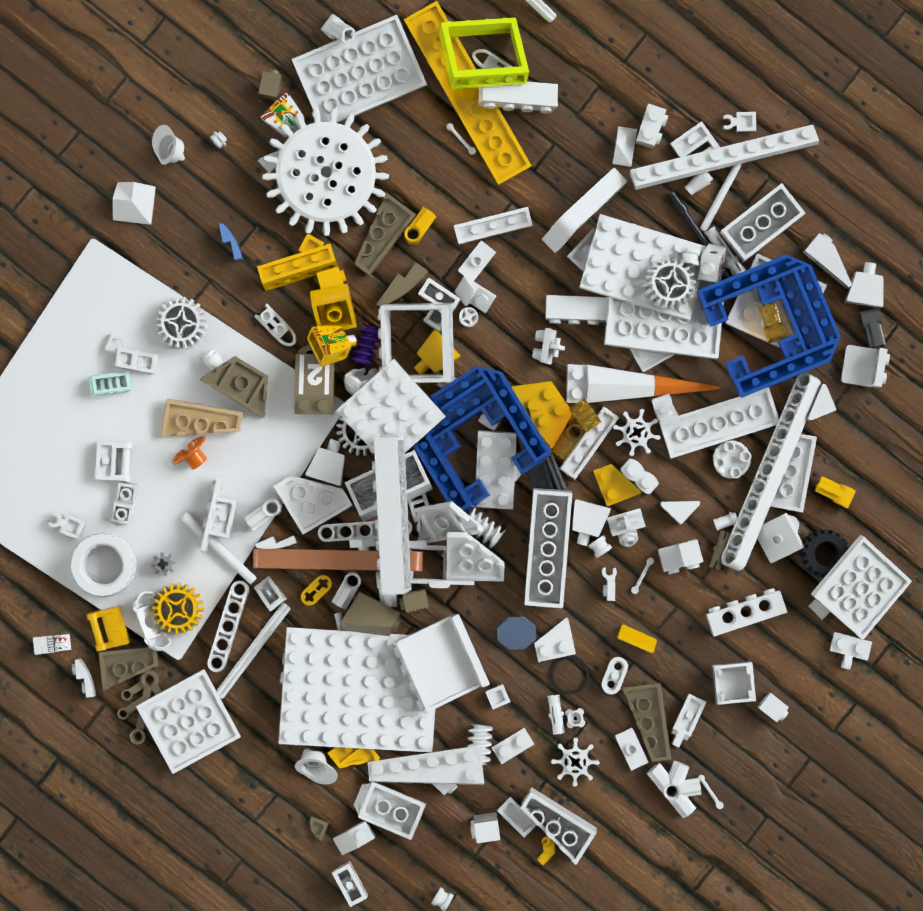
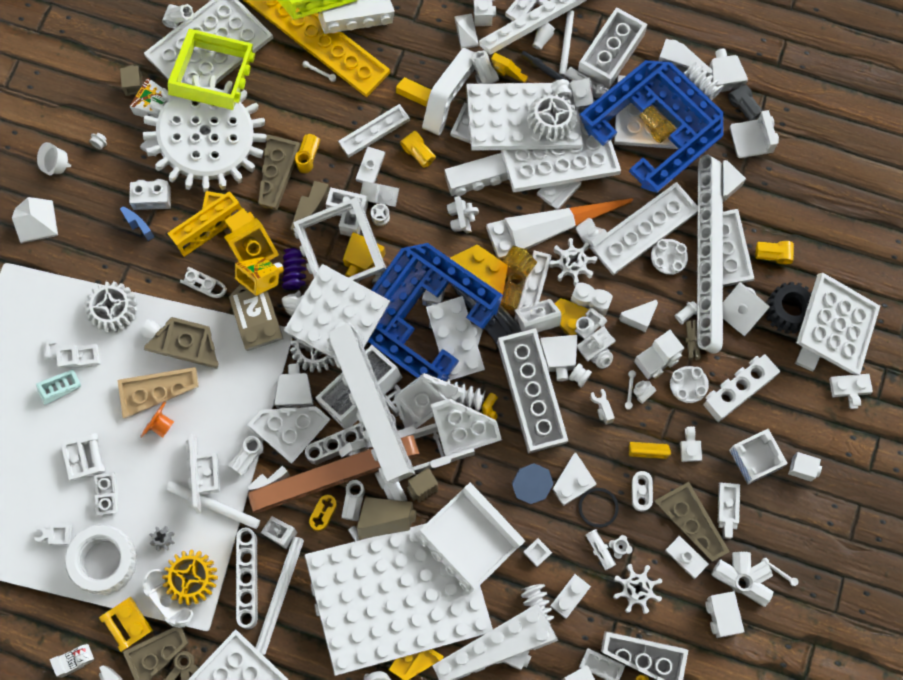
camera: 25 degrees left, 15 degrees down
(252, 216) = (150, 194): none -> white brick
(368, 81) = (214, 43): none -> neon yellow window
(501, 546) = (487, 406): none -> yellow arm
(527, 257) = (414, 145): none -> yellow piece
(549, 196) = (413, 91): none -> yellow slope
(581, 476) = (539, 315): none -> white slope
(624, 201) = (485, 72): none -> white piece
(631, 499) = (590, 323): none -> white plate
(643, 204) = (505, 66): none -> yellow wing
(643, 813) = (724, 614): none -> white brick
(654, 581) = (643, 390): none -> white plate
(675, 651) = (690, 448): none -> white plate
(699, 591) = (689, 384): none -> white dish
(835, 295) = (702, 82): none -> white piece

